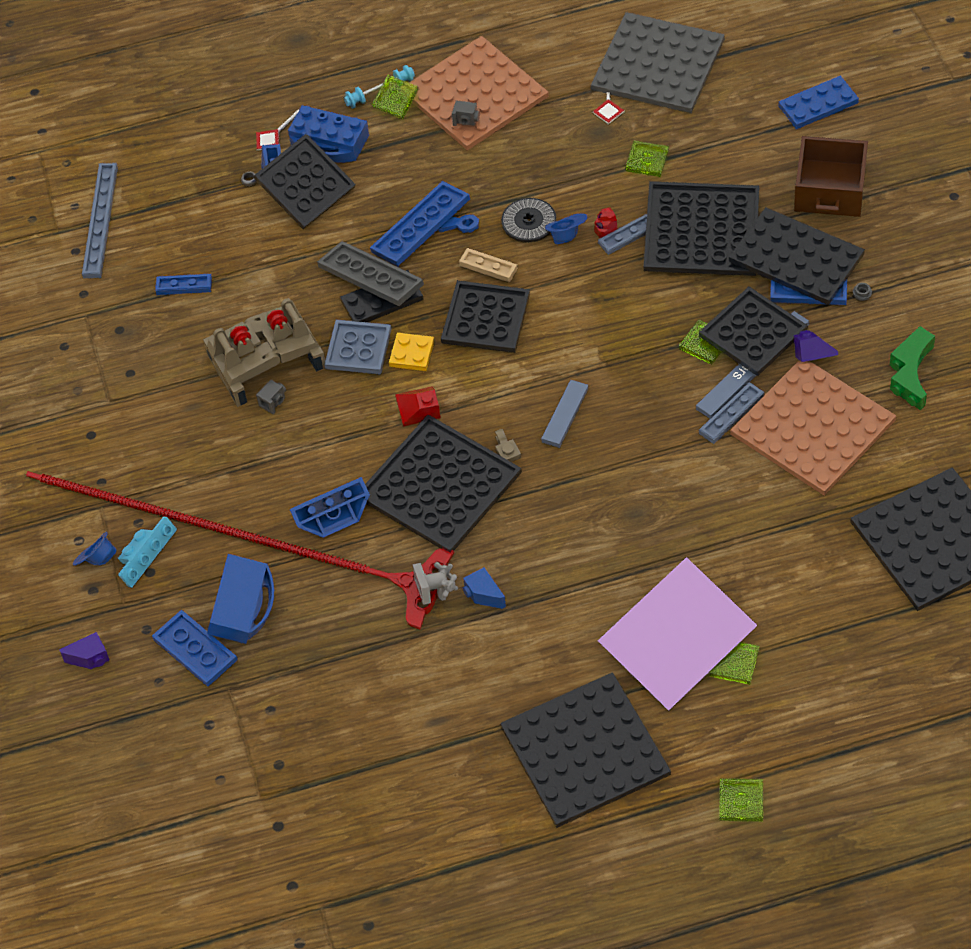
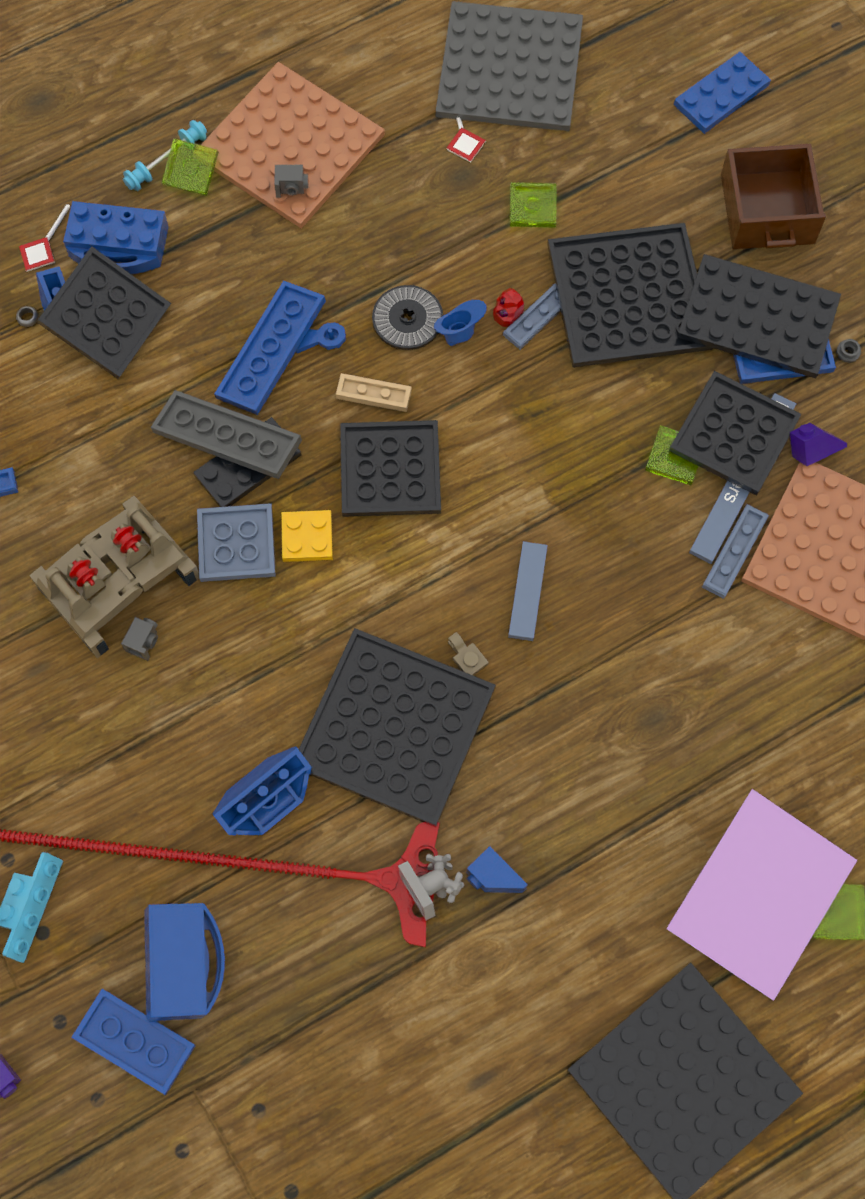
camera: 20 degrees left, 15 degrees up
(417, 405) = (336, 613): red slope -> none

